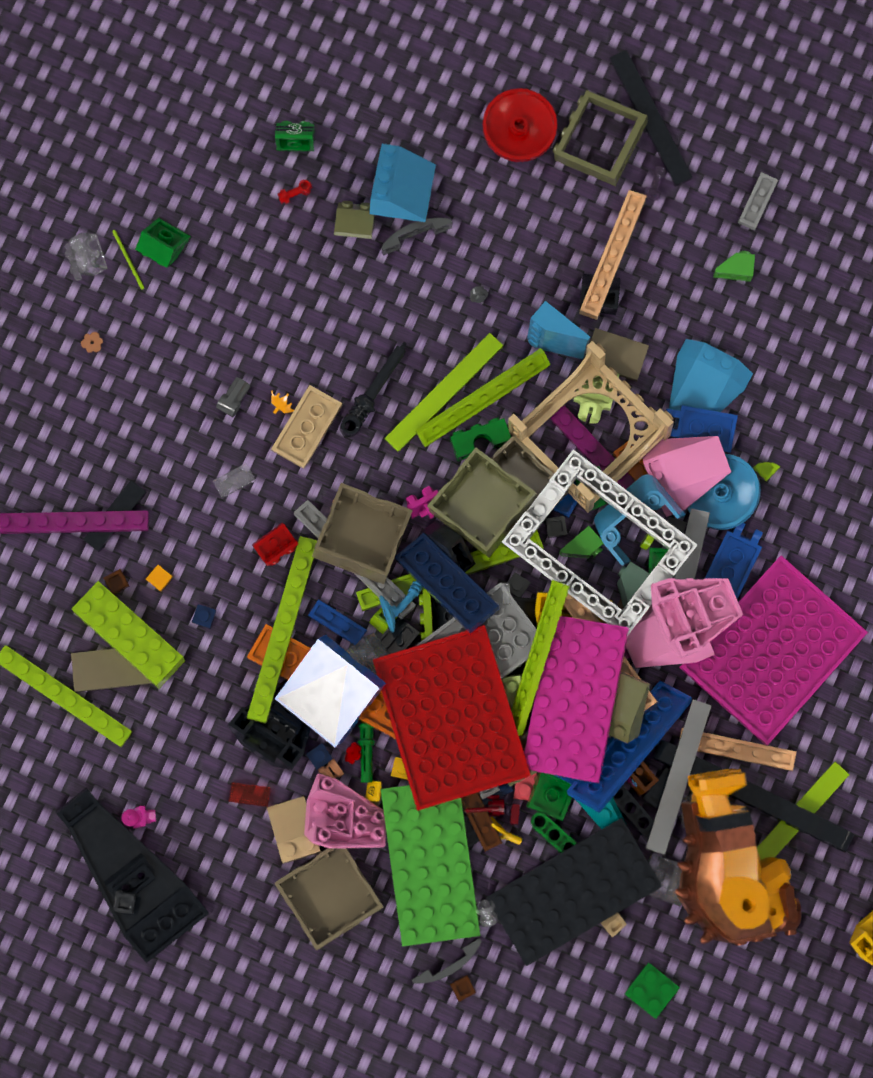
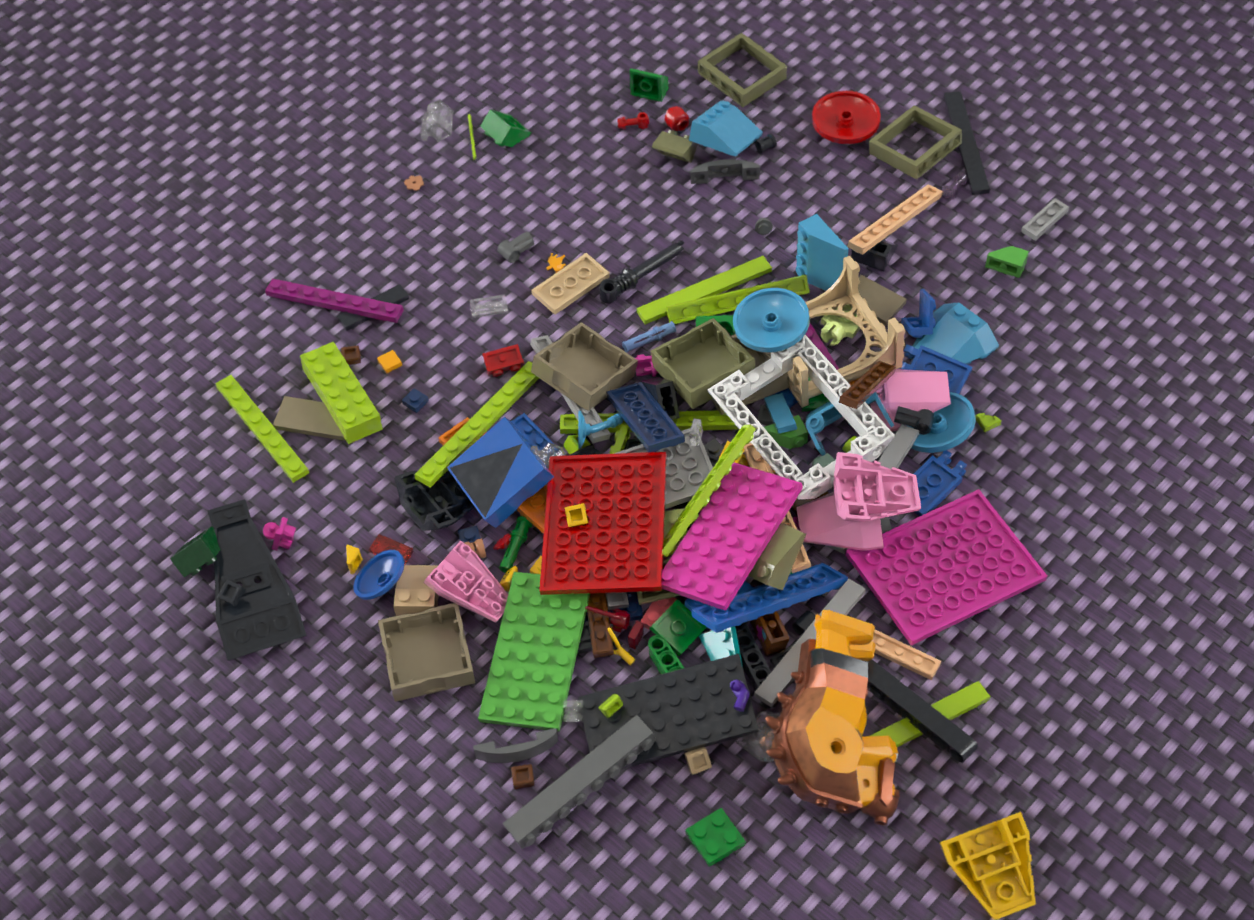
camera: 25 degrees right, 25 degrees down
(66, 862) = (196, 553): none -> dark green slope
(219, 818) = (353, 558): none -> yellow slope
(246, 830) = (379, 575): none -> blue dish
(340, 175) = (677, 118): none -> red head
(374, 110) = (728, 86): none -> olive window
(414, 464) = (668, 329): none -> medium blue pin
(423, 720) = (576, 515): none -> yellow slope
(445, 182) = (765, 143): none -> black bush
(520, 901) = (611, 705): none -> lime slope
(520, 984) = (579, 782): none -> dark grey brick
(541, 449) = (771, 320): none -> dark azure dish
(571, 530) = (780, 413): none -> dark azure tile
(639, 860) = (741, 693): none -> dark purple arm
(655, 493) = (867, 385): none -> reddish brown tile
(672, 376) = (925, 322): none -> blue bracket
(707, 500) = (919, 420): none -> black piece

